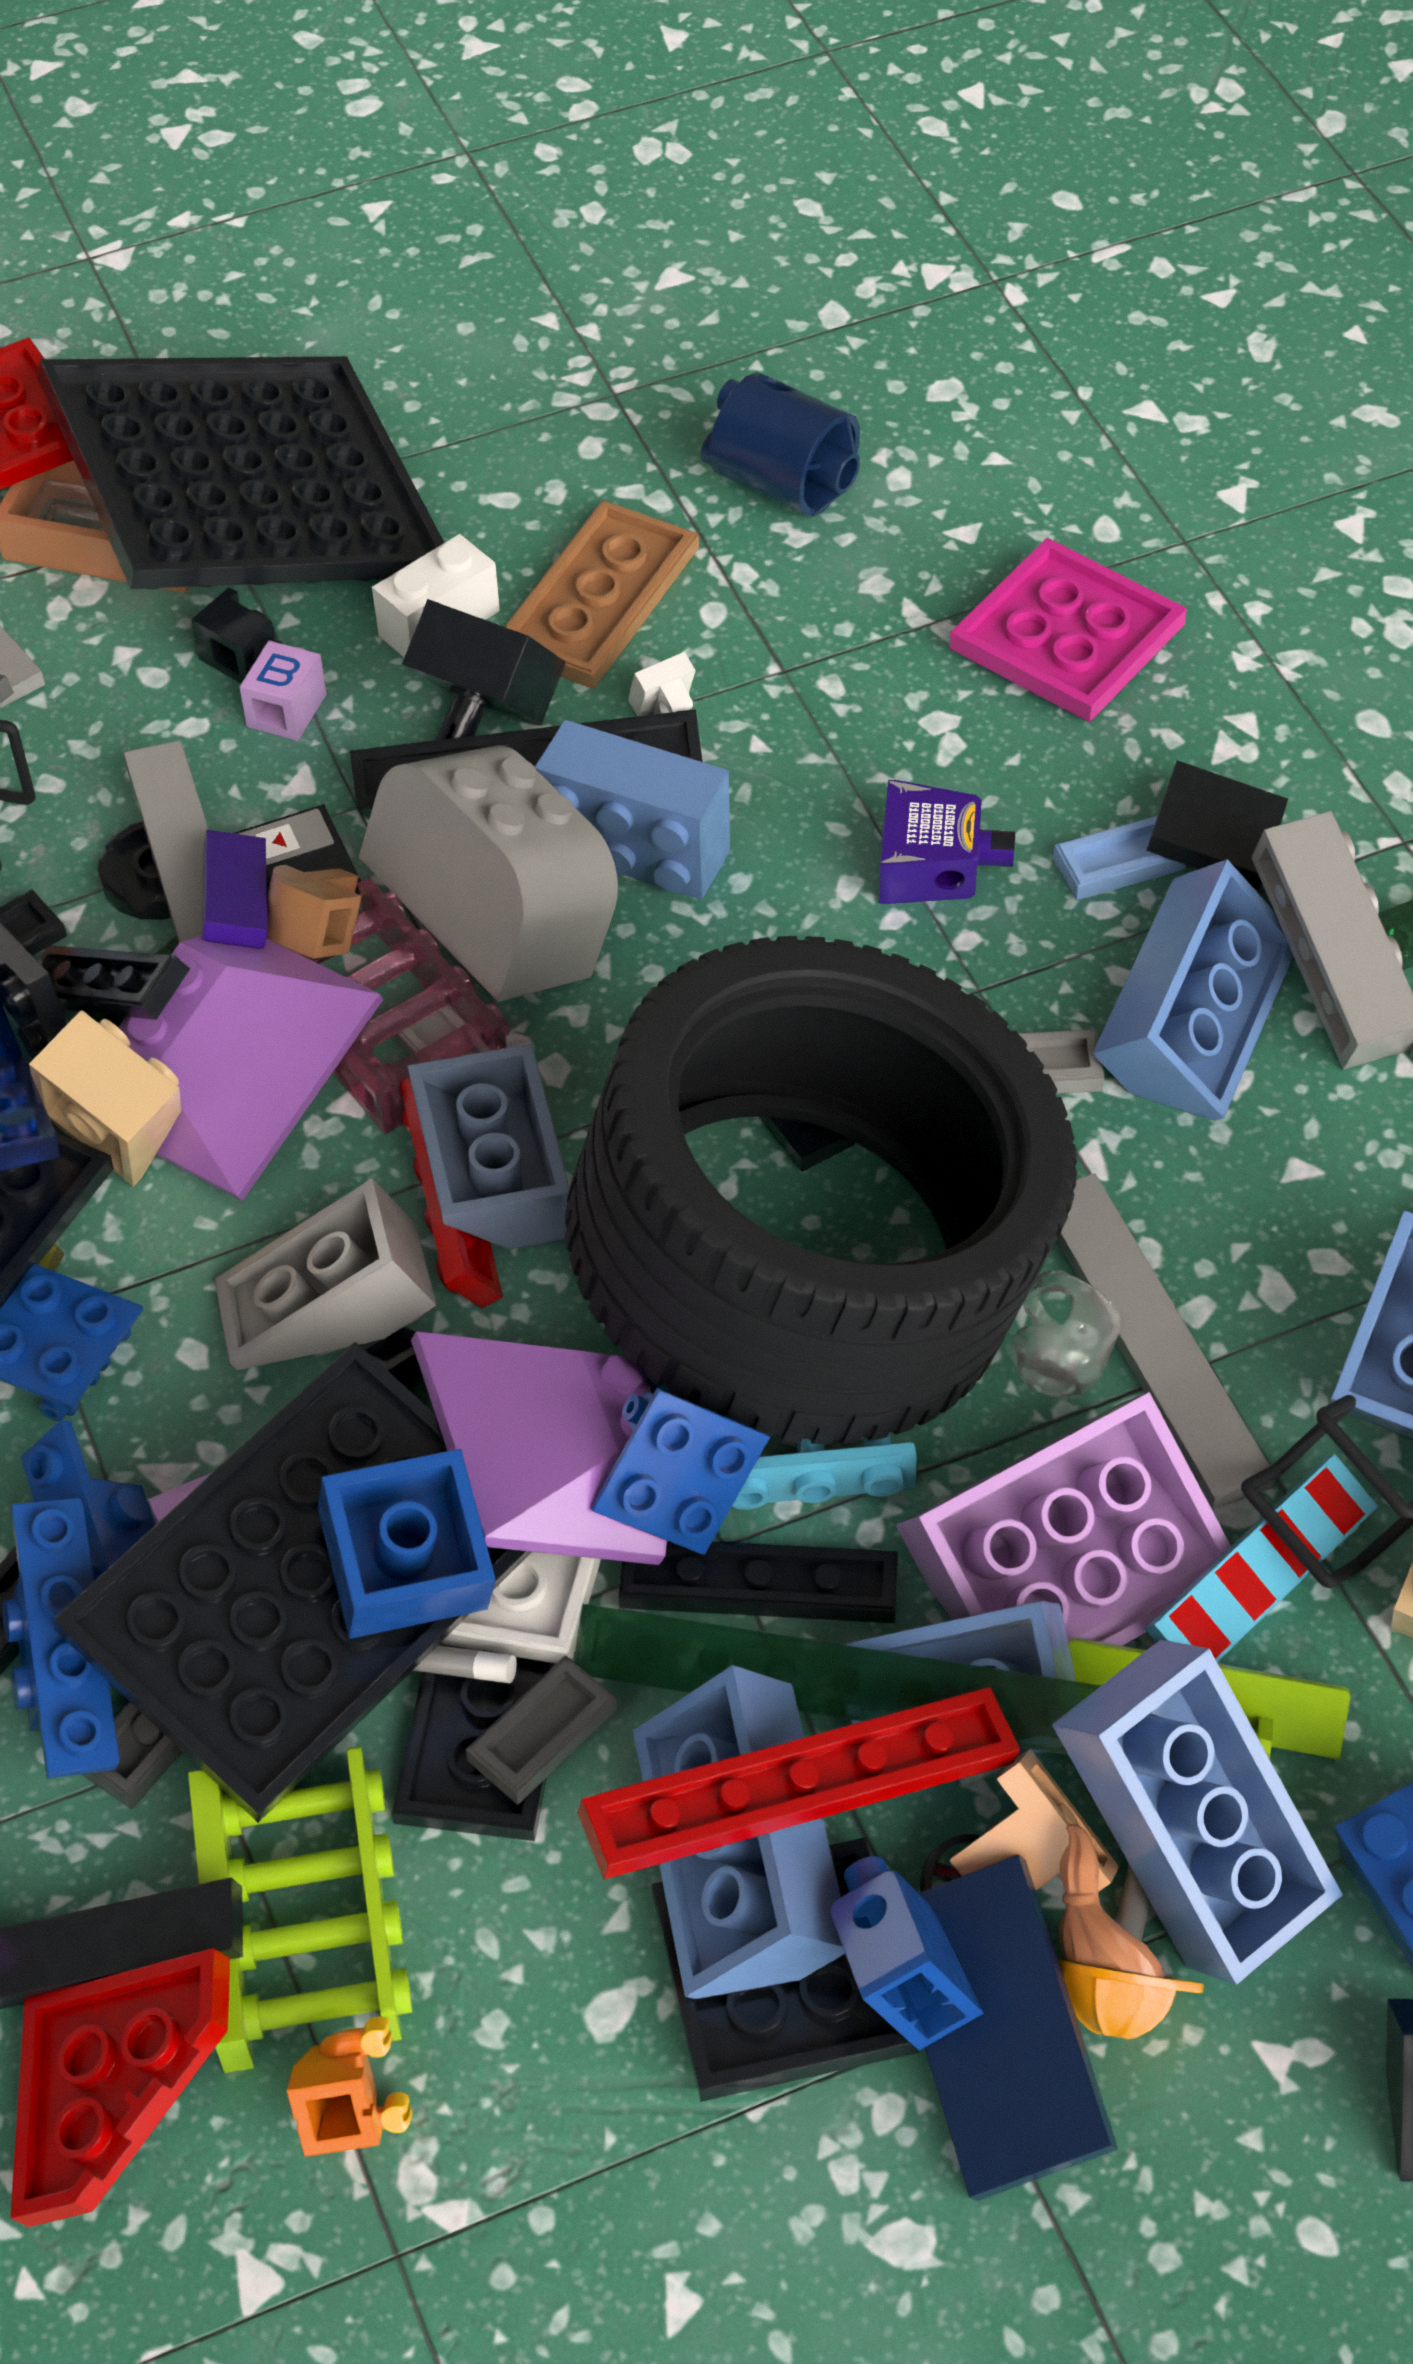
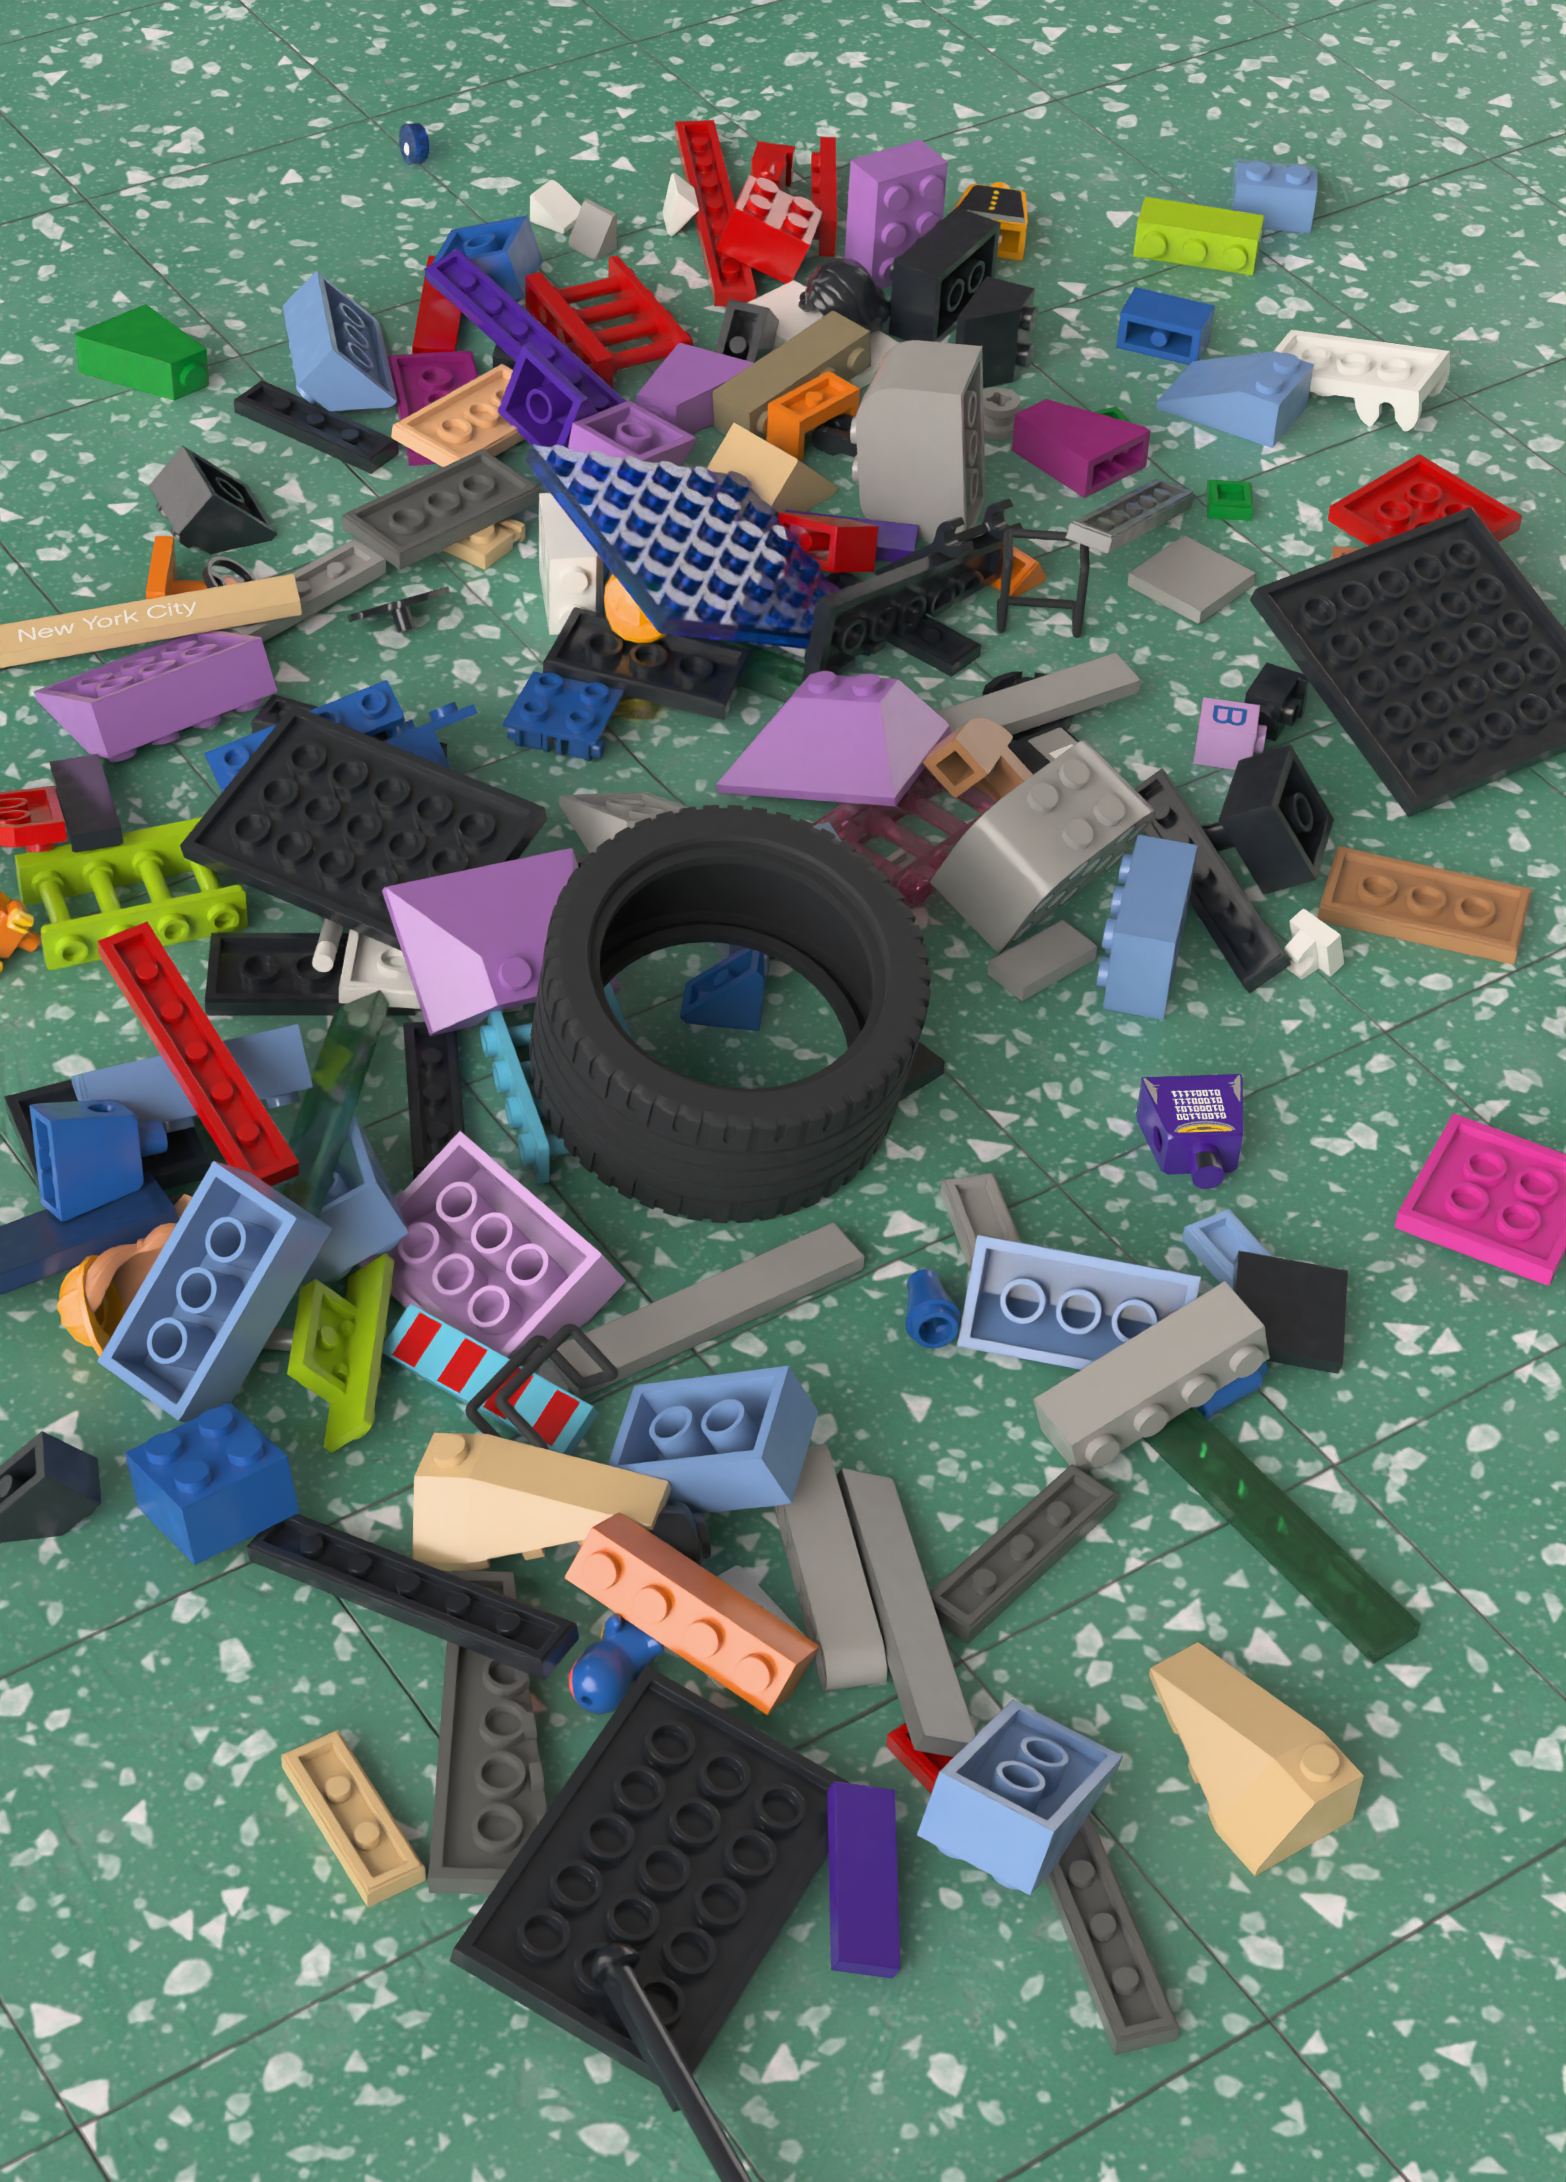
camera: 75 degrees right, 10 degrees down
(107, 1093) = (754, 675): tan slope -> none
(113, 980) = (866, 662): black tile -> none
(234, 889) = (947, 708): dark purple tile -> none
(405, 1543) = (369, 844): blue brick -> none
(450, 574) = (1365, 799): white brick -> none
(541, 1729) = (280, 989): dark grey tile -> none
(634, 944) = (1042, 960): none -> light grey tile
(678, 1469) = (479, 998): blue hinge -> none
(1071, 1356) = (675, 1242): clear helmet -> none
(1183, 1125) = (931, 1313): none -> blue cone

